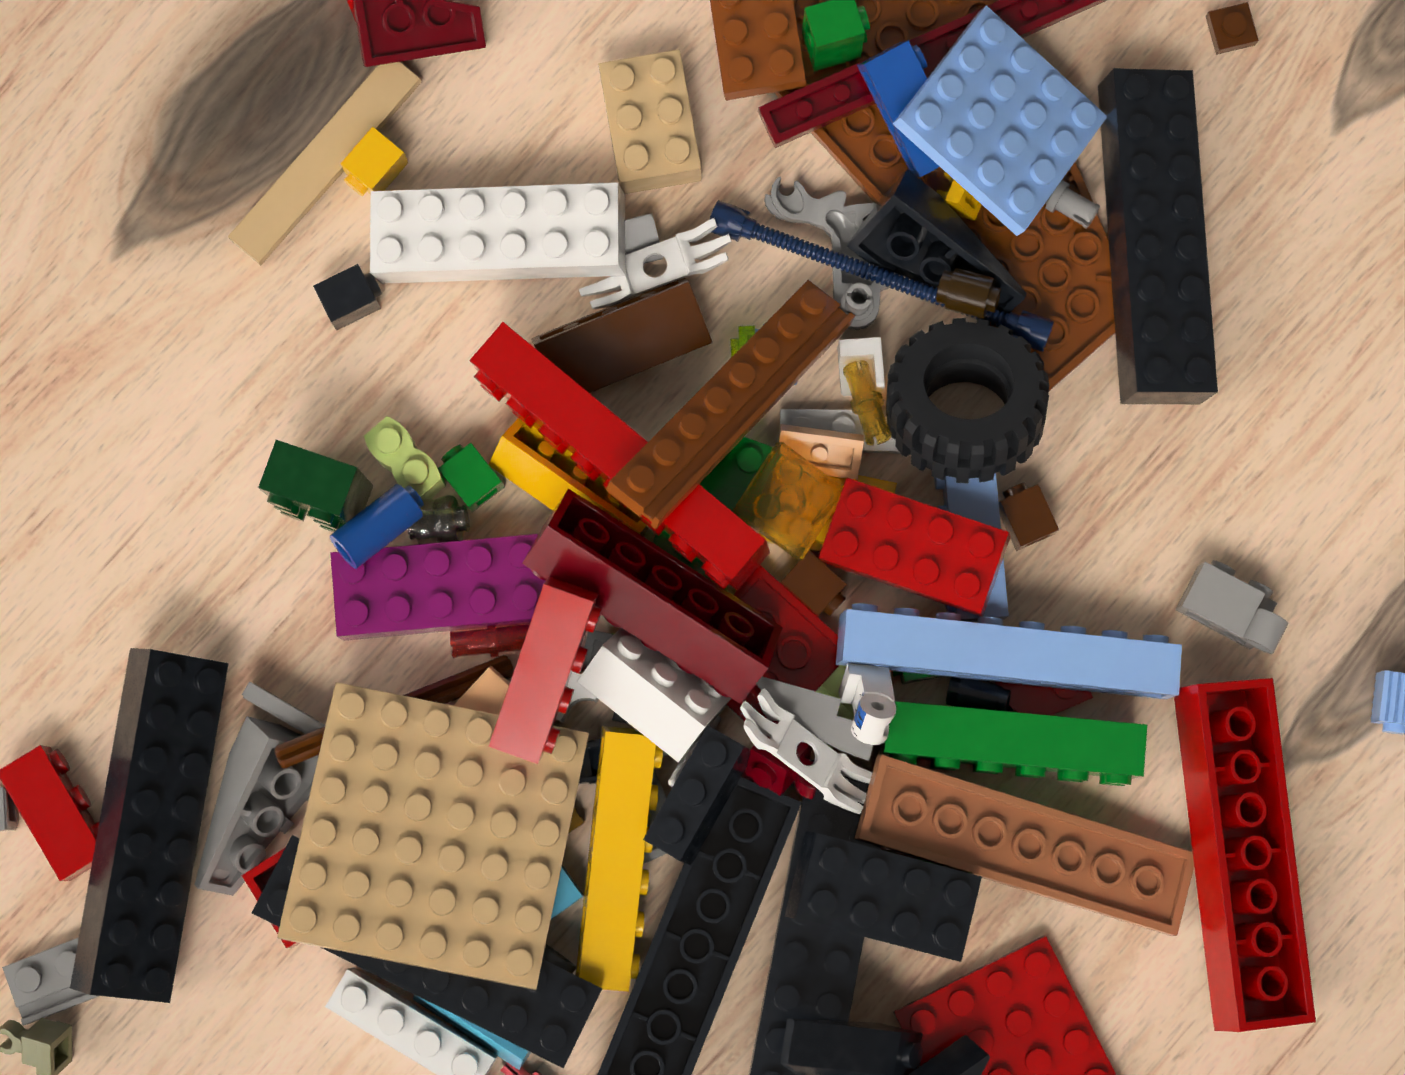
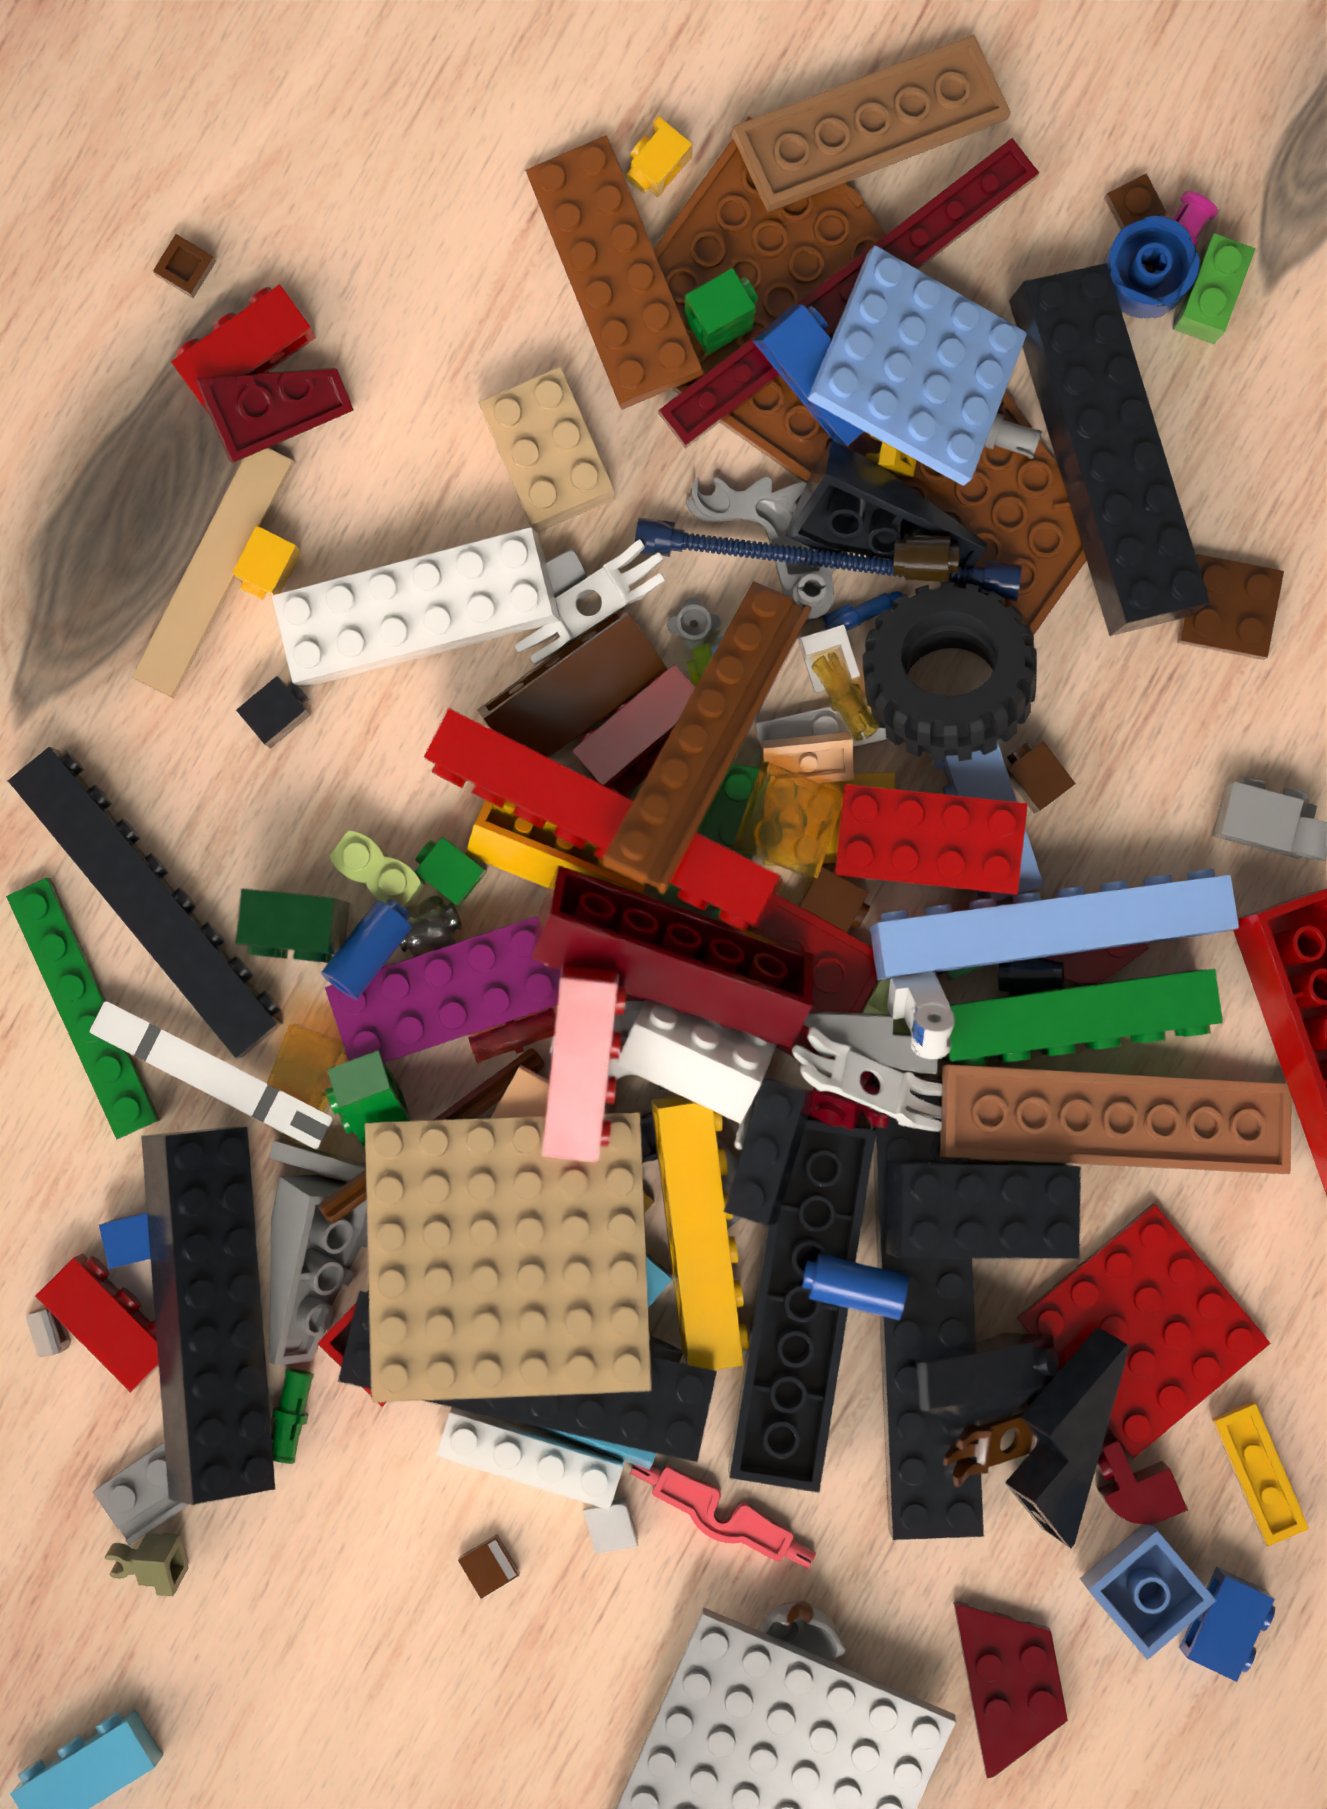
camera: 15 degrees left, 5 degrees up
(91, 741) = (126, 1240): none -> blue brick
(108, 524) = (78, 1003): none -> green plate
(189, 440) = (146, 901): none -> black brick
(201, 940) = (290, 1414): none -> green pin
(208, 609) = (211, 1075): none -> white sticker
(291, 630) = (304, 1063): none -> clear yellow brick
(343, 655) = (365, 1093): none -> green brick
(659, 394) = (632, 739): none -> brick
(749, 296) = (693, 610): none -> light grey plate
(749, 939) = (856, 1286): none -> blue brick
(893, 334) = (854, 616): none -> blue piece
(1243, 409) = (1239, 609): none -> reddish brown plate
(1251, 71) = (1174, 270): none -> blue brick
(1277, 52) = (1195, 213): none -> dark pink bush
(1286, 117) = (1215, 289): none -> bright green brick

